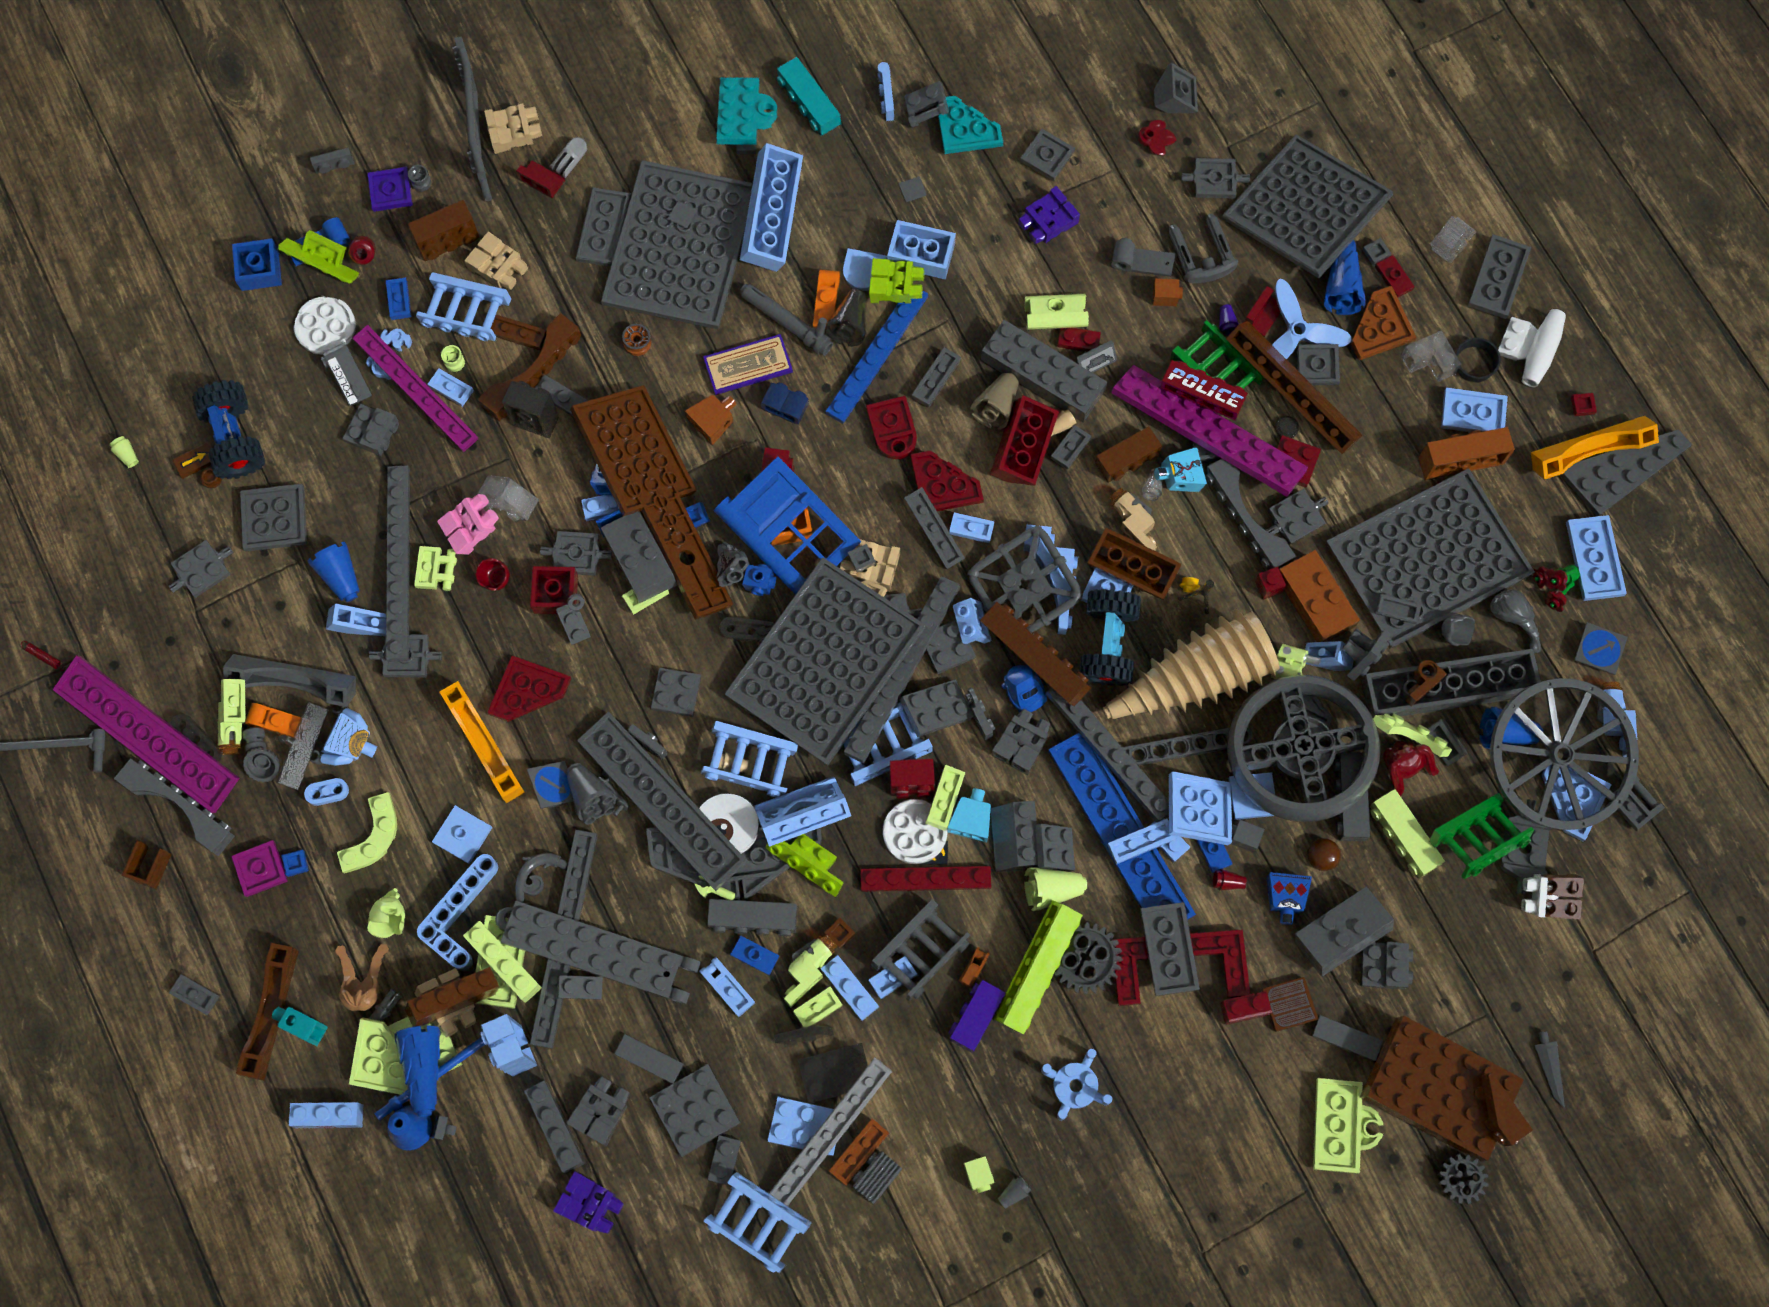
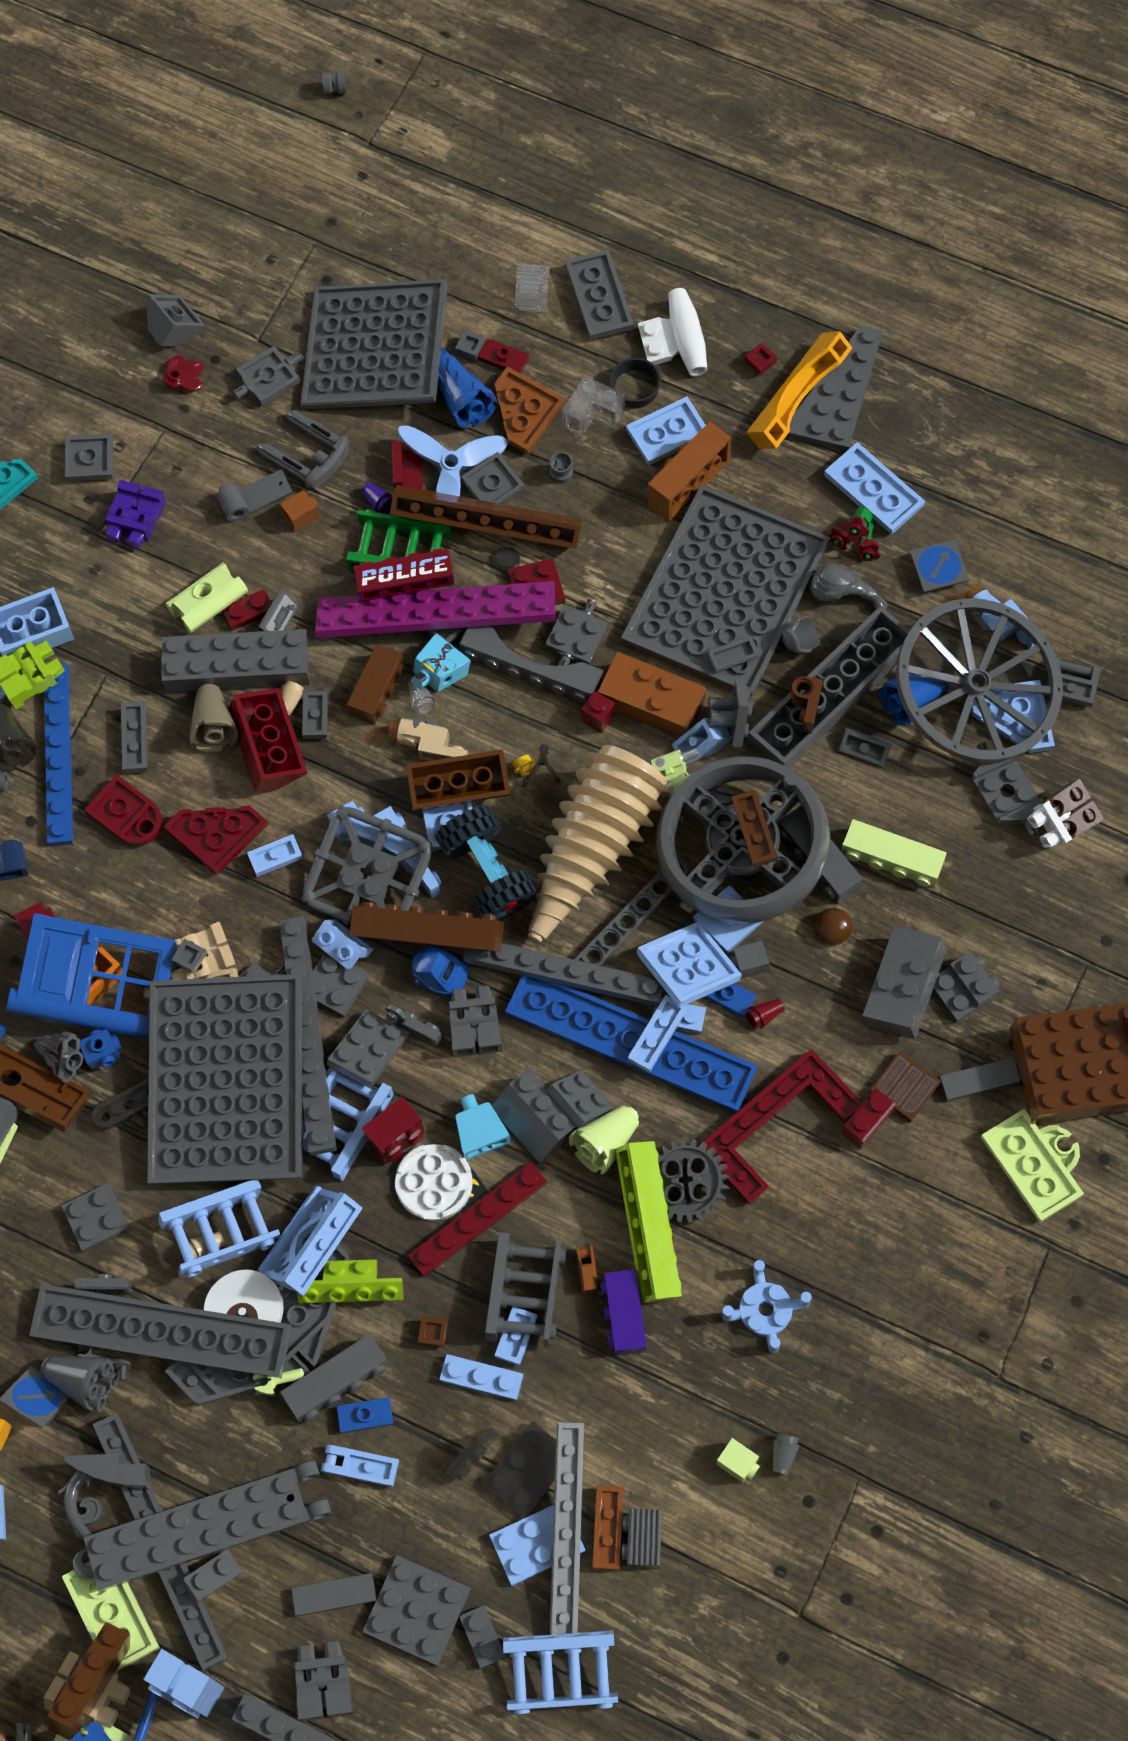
camera: 35 degrees left, 5 degrees down
(455, 911) = (26, 1596): light blue beam -> none
(502, 961) = (114, 1608): yellowish green brick -> none
(564, 869) = (111, 1470): none -> dark grey slope
(805, 967) = (423, 1388): yellowish green plate -> none
(817, 1007) = (465, 1419): yellowish green plate -> none
(934, 528) = (239, 879): dark grey plate -> none
(945, 798) = (439, 1128): yellowish green plate -> none
(1169, 949) = (758, 1115): dark grey plate -> none
(1287, 894) = (828, 986): blue torso -> none
(1314, 747) = (754, 828): none -> reddish brown plate
(1379, 383) = (561, 467): none -> dark grey wheel
(1397, 725) = (809, 760): yellowish green plate -> none
(1406, 761) = (844, 785): dark red hair -> none
(1477, 816) = (944, 792): green fence -> none

